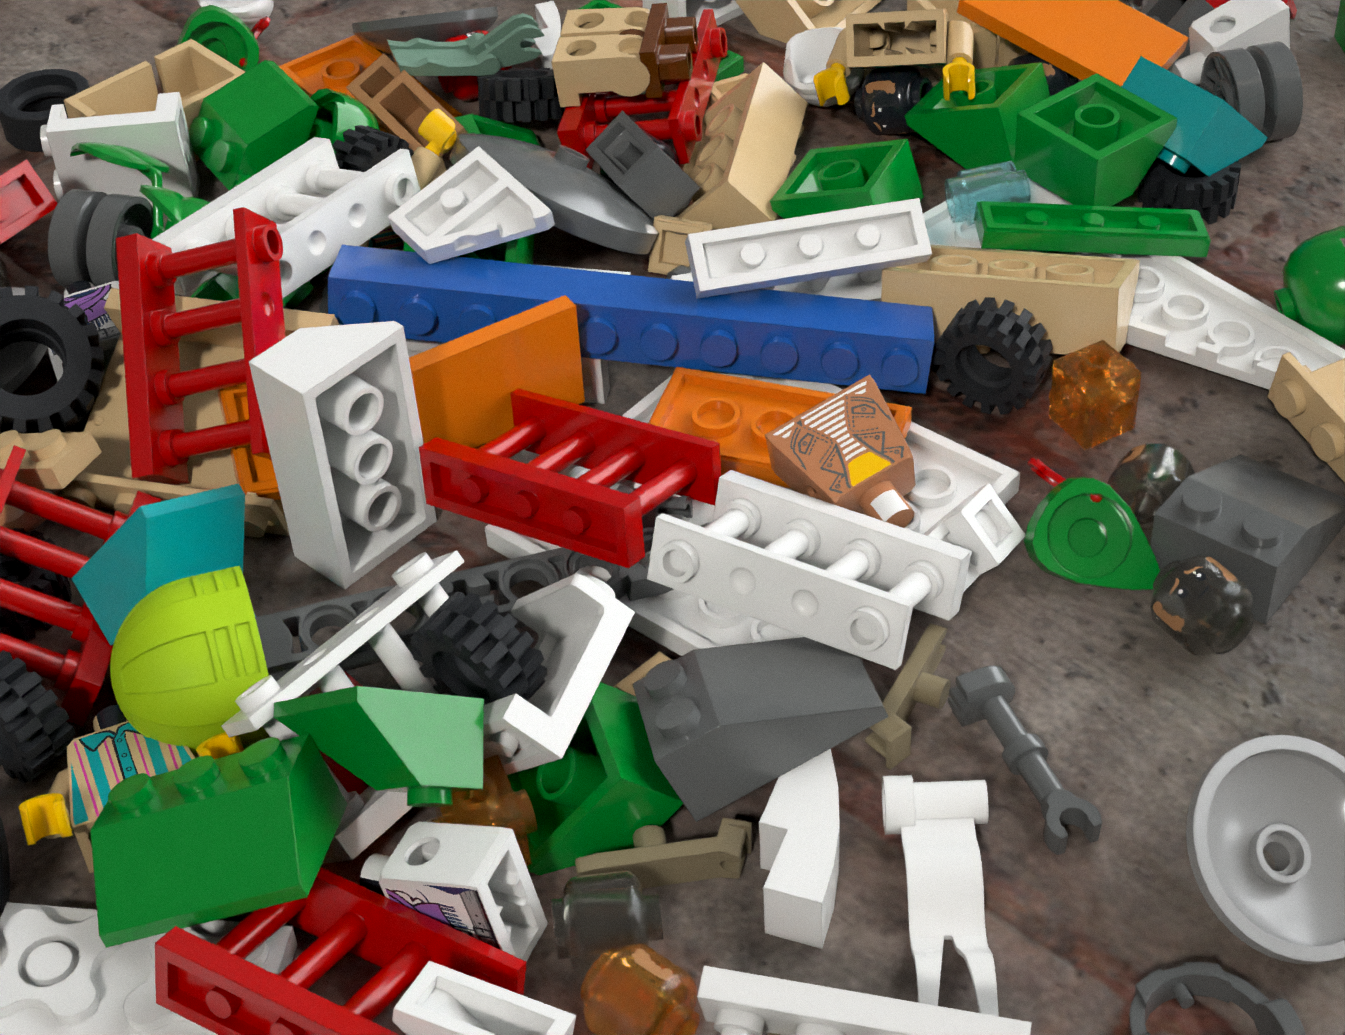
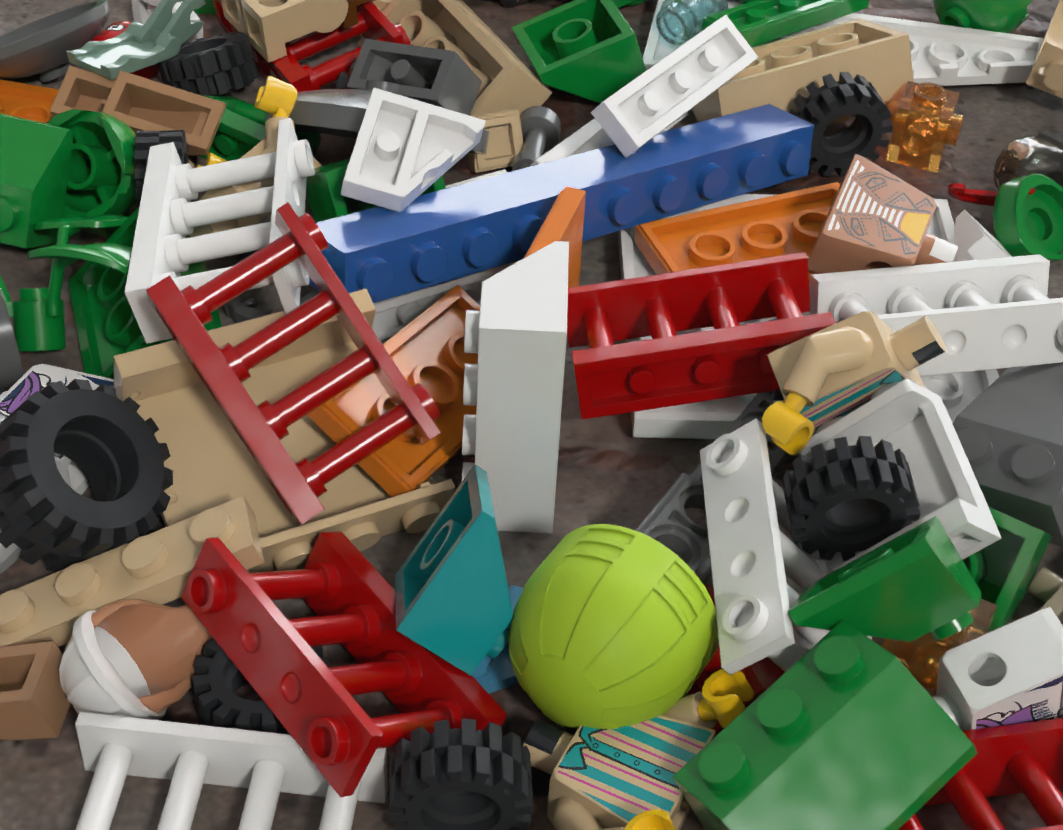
camera: 45 degrees left, 0 degrees up
(560, 538) = (840, 372): none -> tan torso

